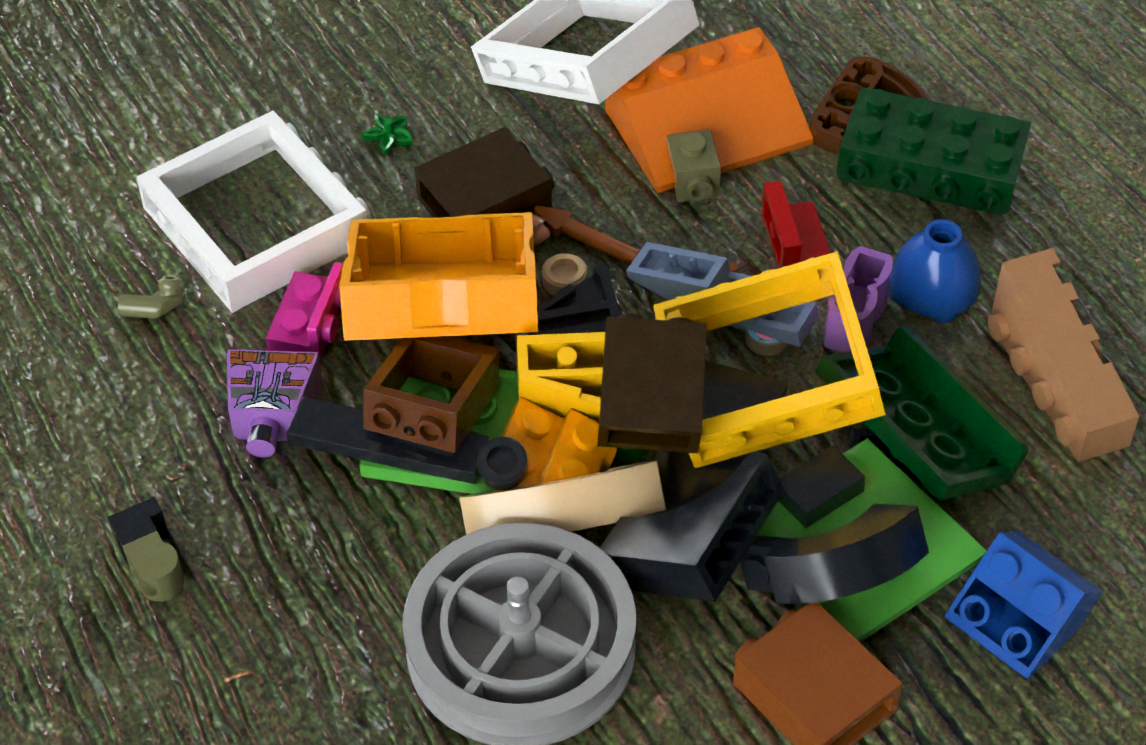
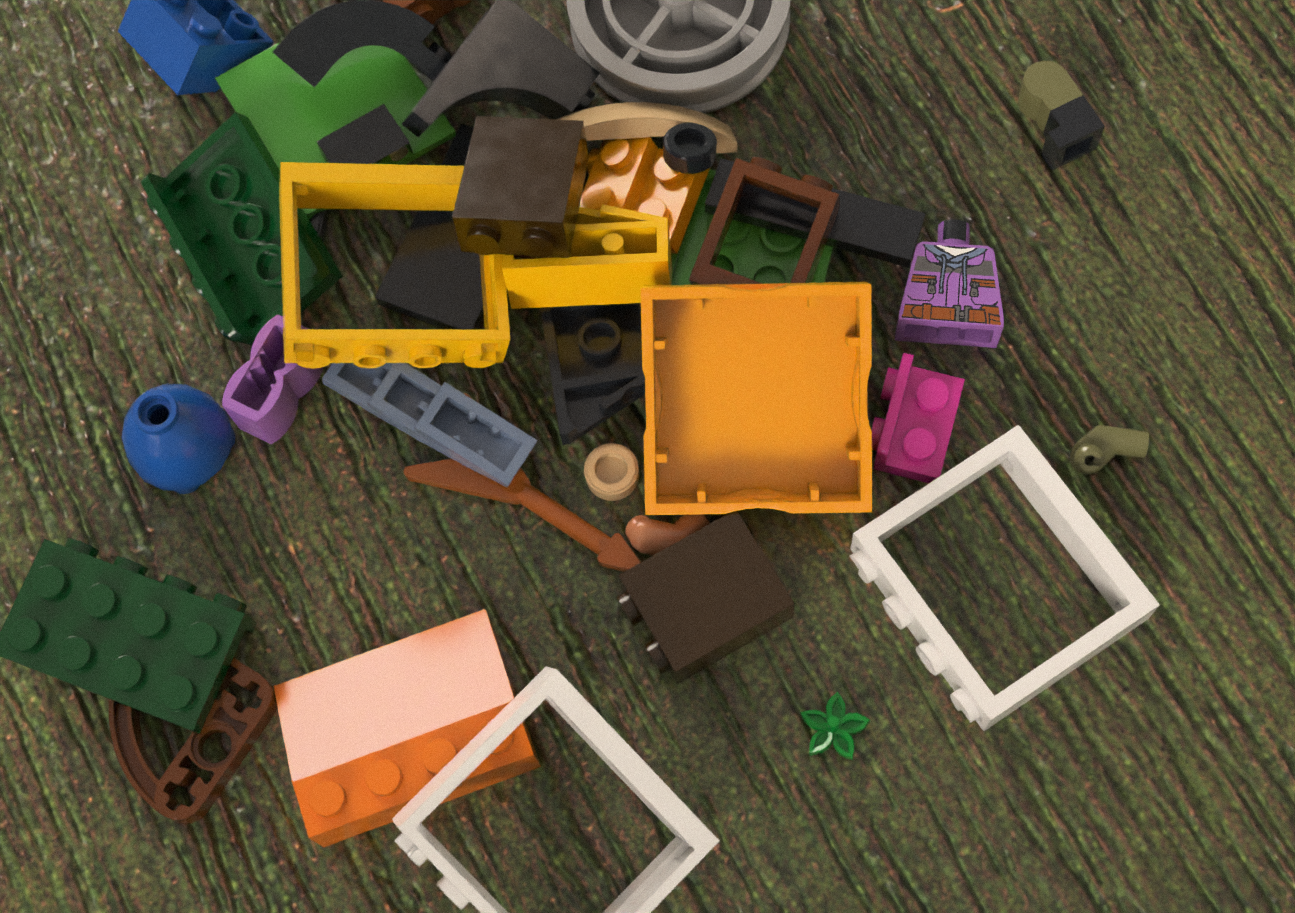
camera: 170 degrees left, 20 degrees up
(694, 165) = (433, 616): olive bracket -> none
(791, 228) = (326, 518): red panel -> none
(1060, 357) = (73, 299): medium nougat wedge -> none

